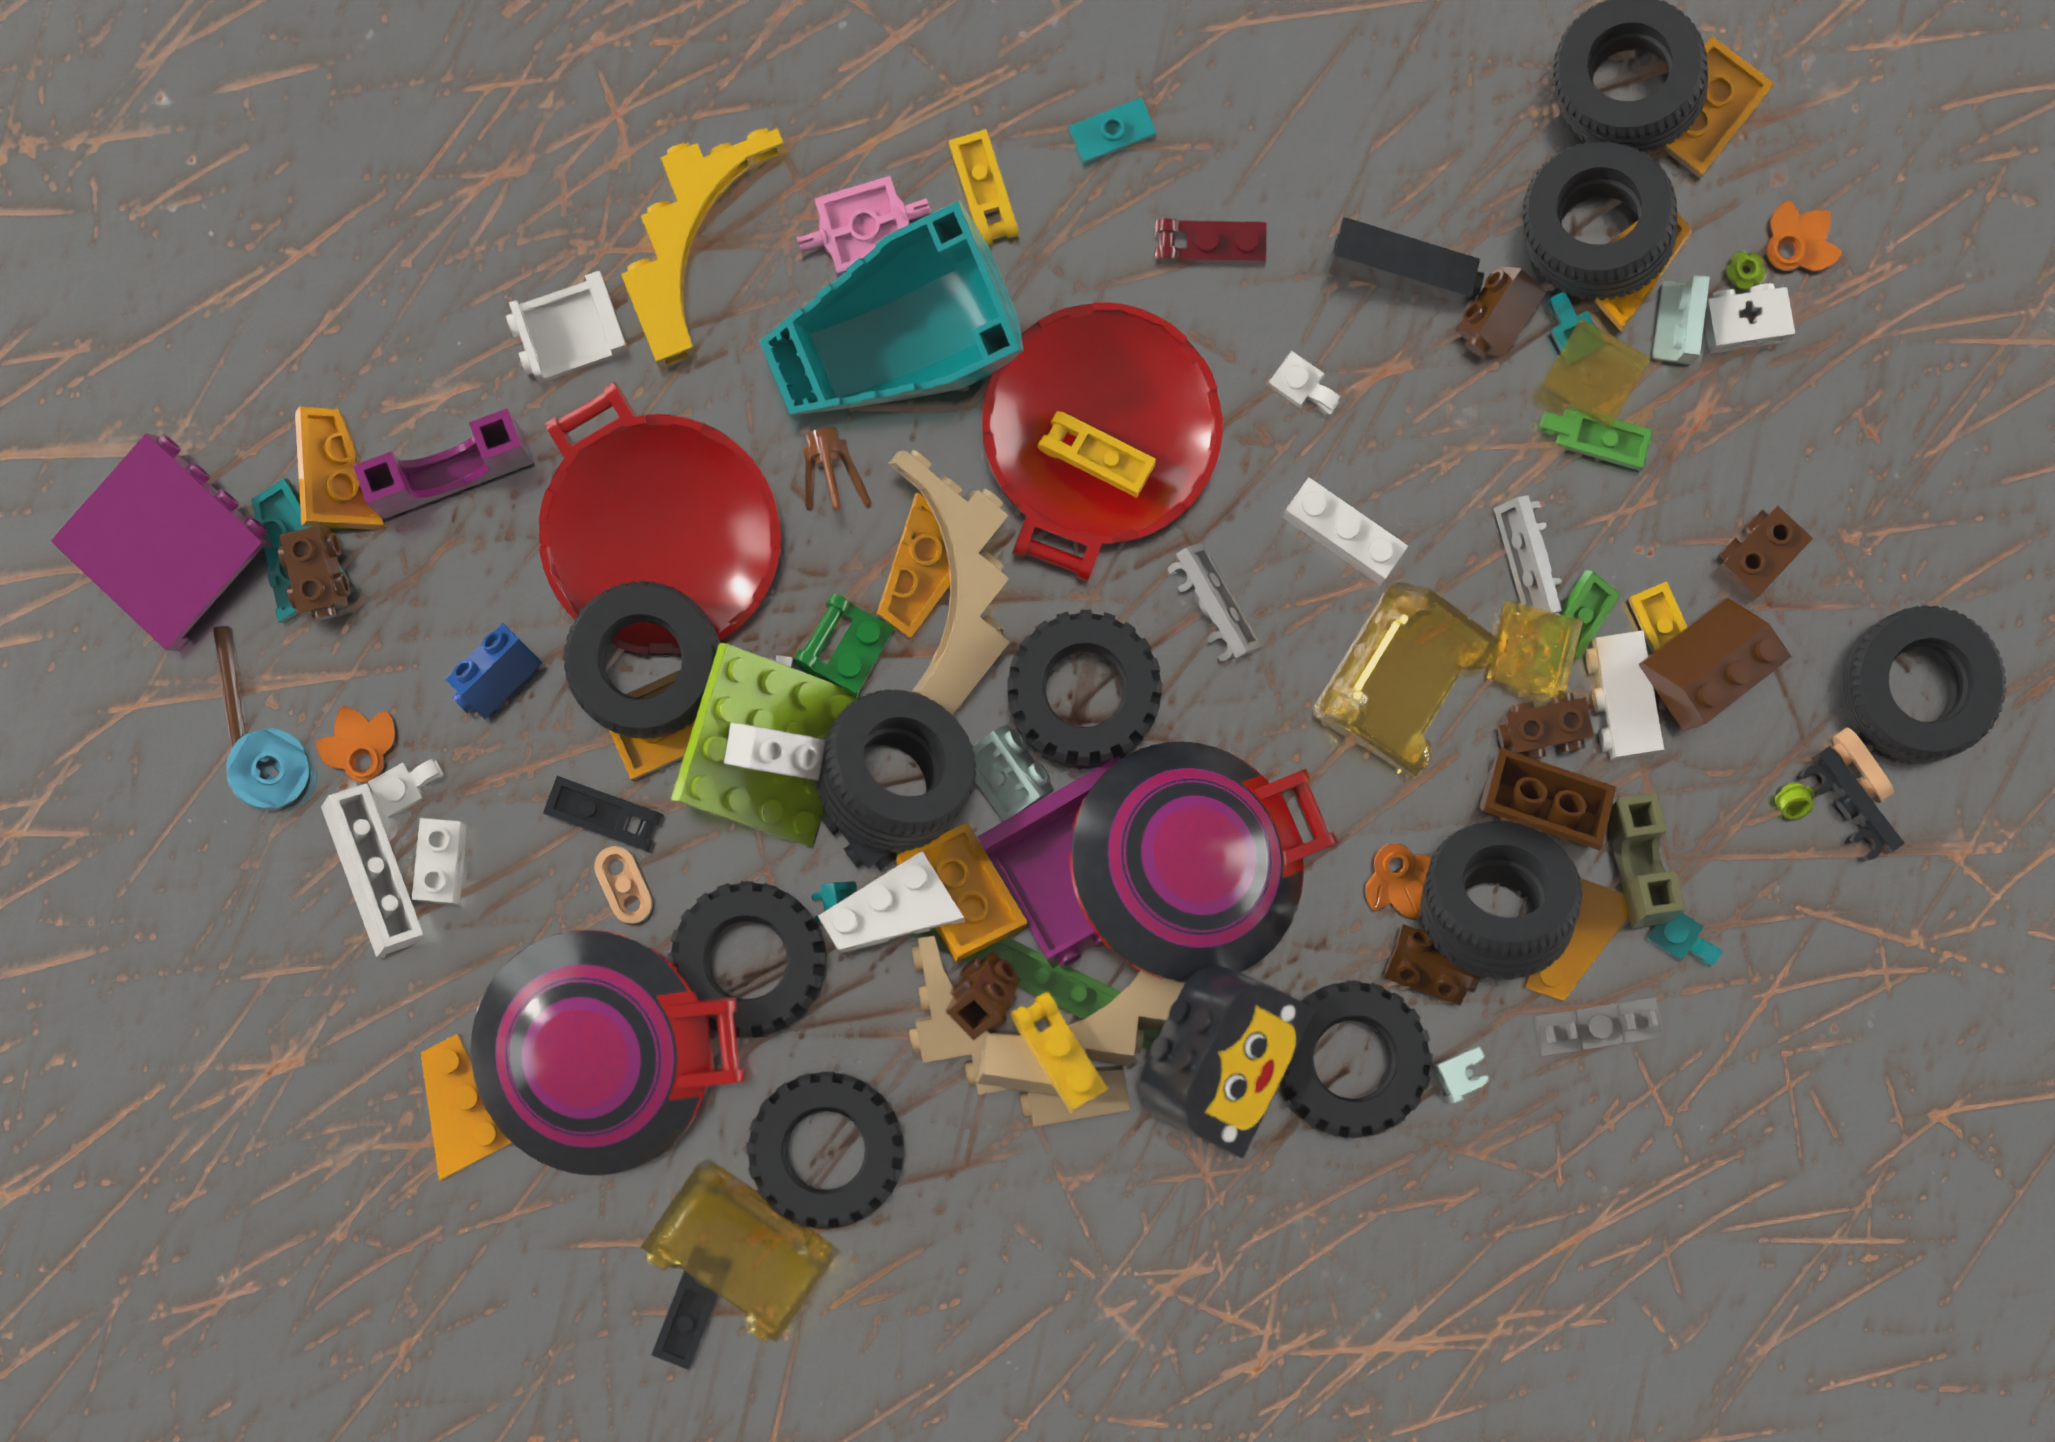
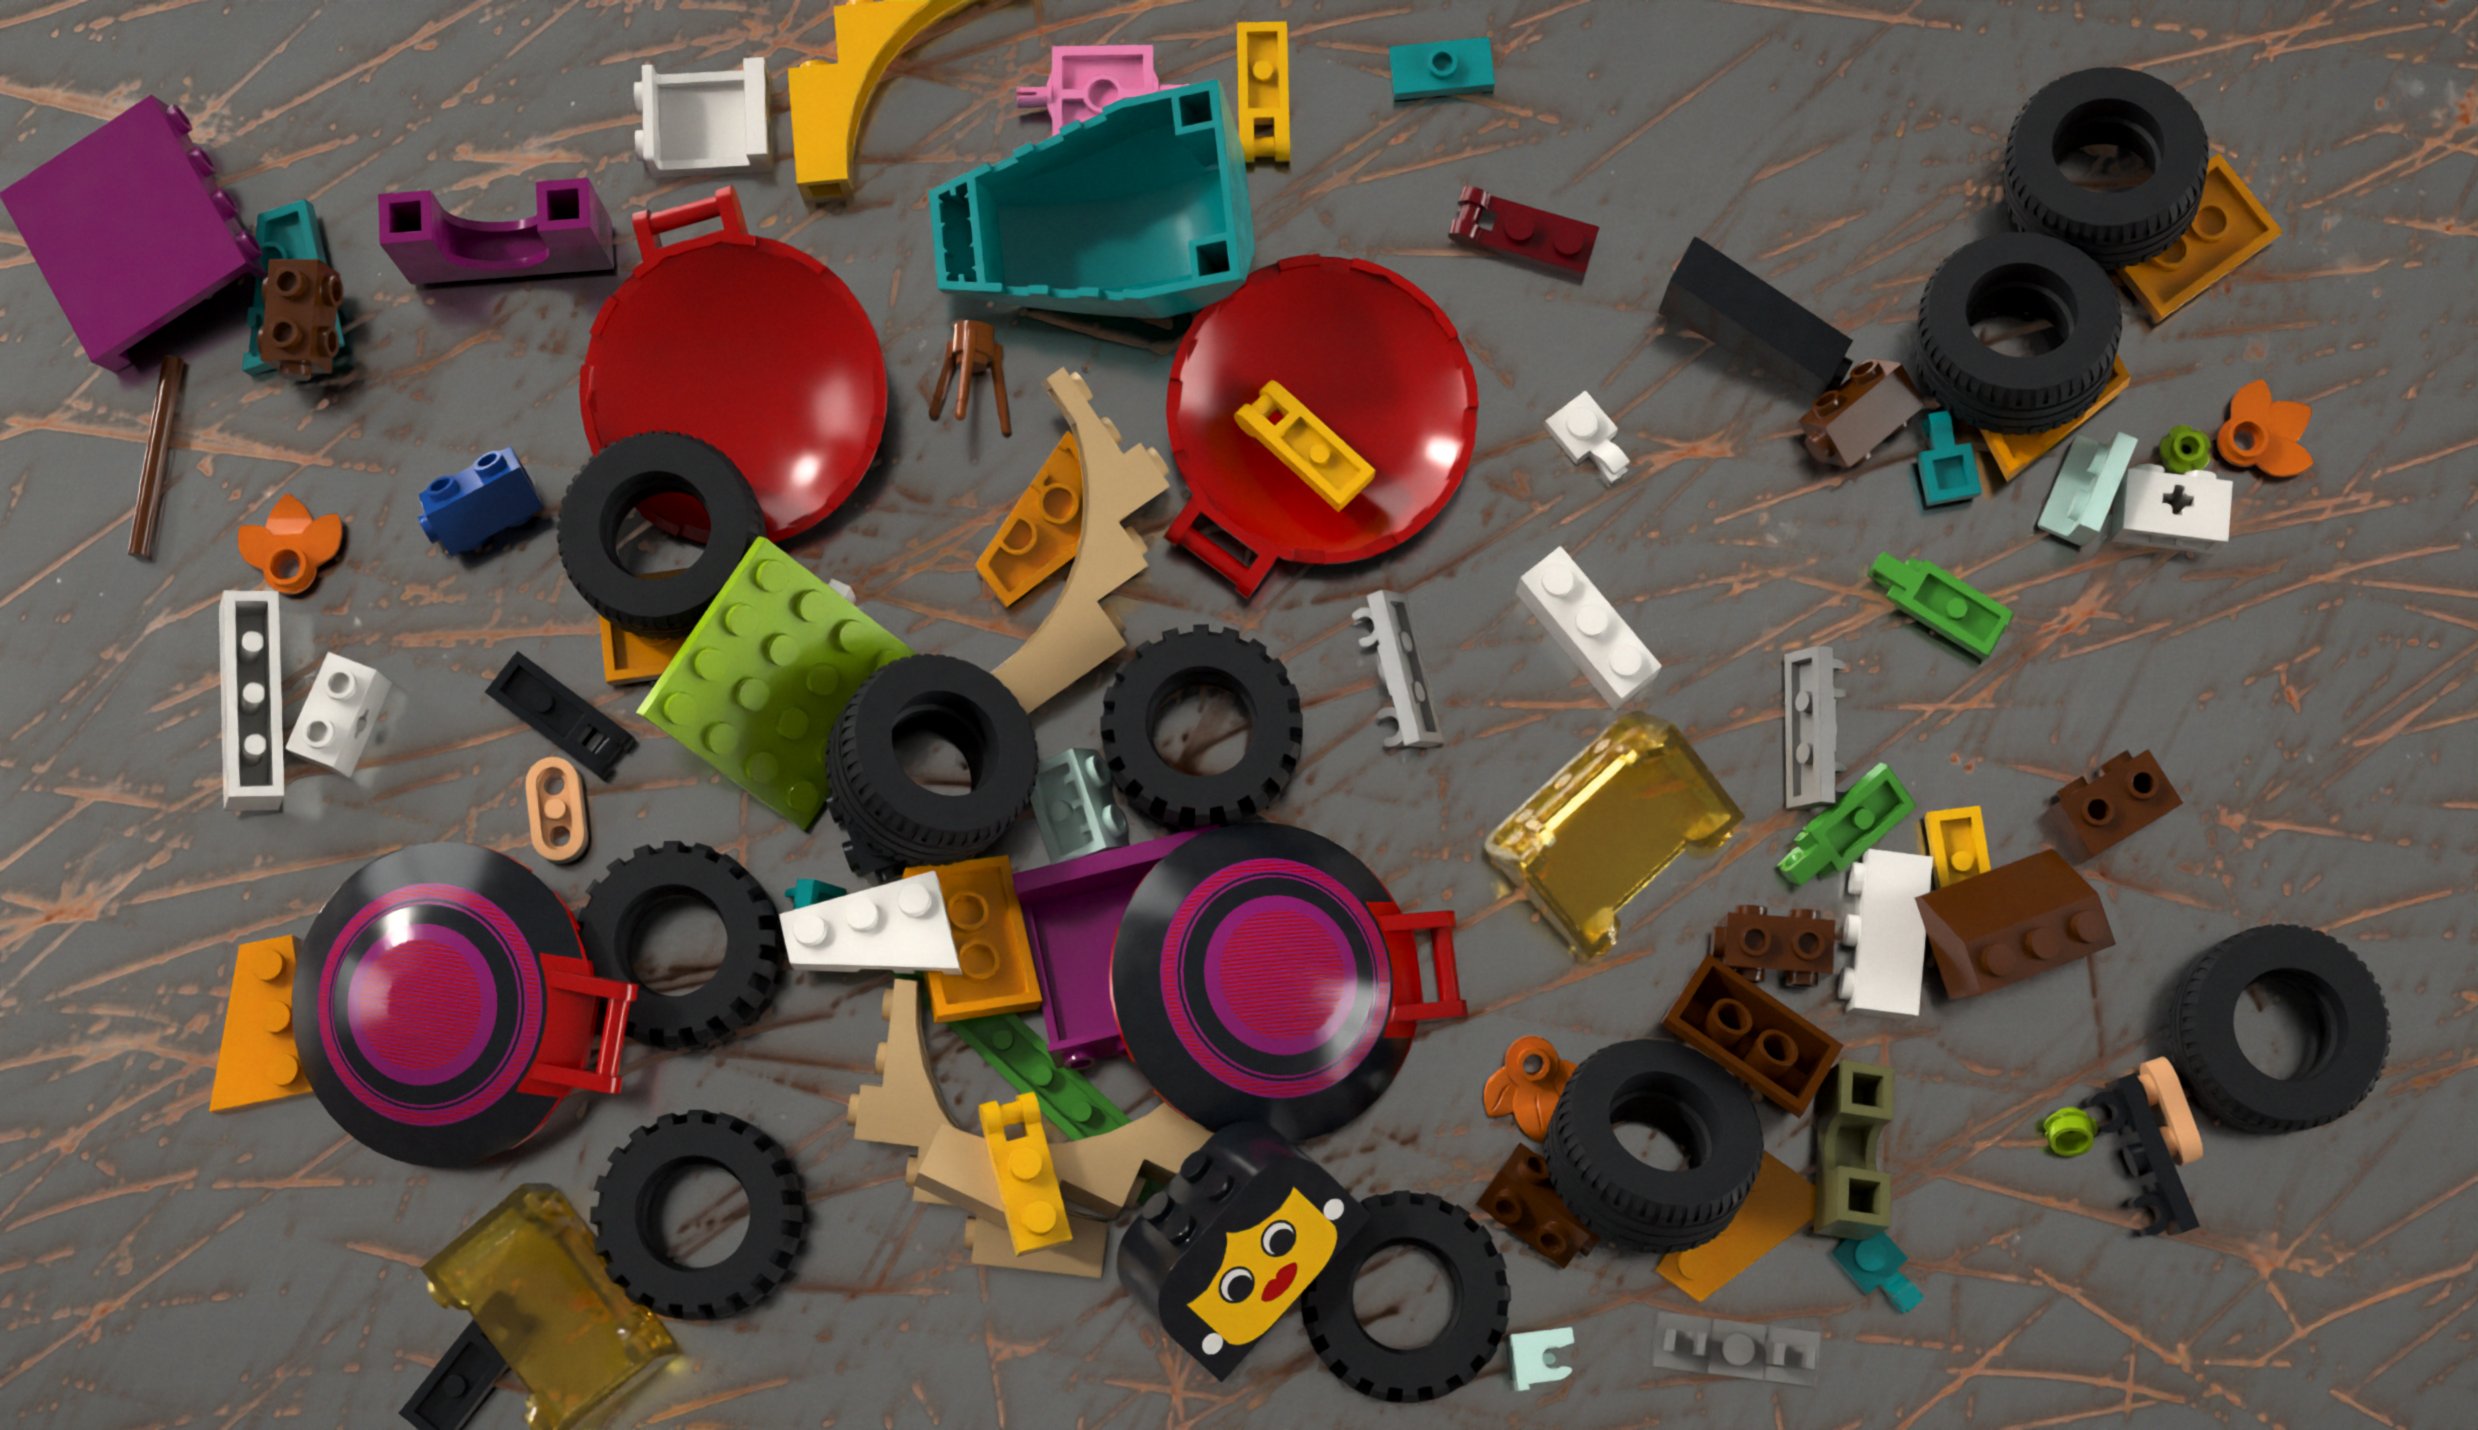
camera: 20 degrees right, 5 degrees down
(262, 746) = (171, 512): medium azure plate -> none
(326, 473) = (349, 217): light orange wing -> none
(400, 787) = (325, 611): white plate -> none
(774, 751) = (784, 689): white brick -> none
(856, 651) = (934, 605): green plate -> none
(983, 995) = (954, 1075): reddish brown brick -> none
(1534, 649) = (1787, 842): clear yellow plate -> none
(1595, 373) = (1959, 520): clear yellow plate -> none

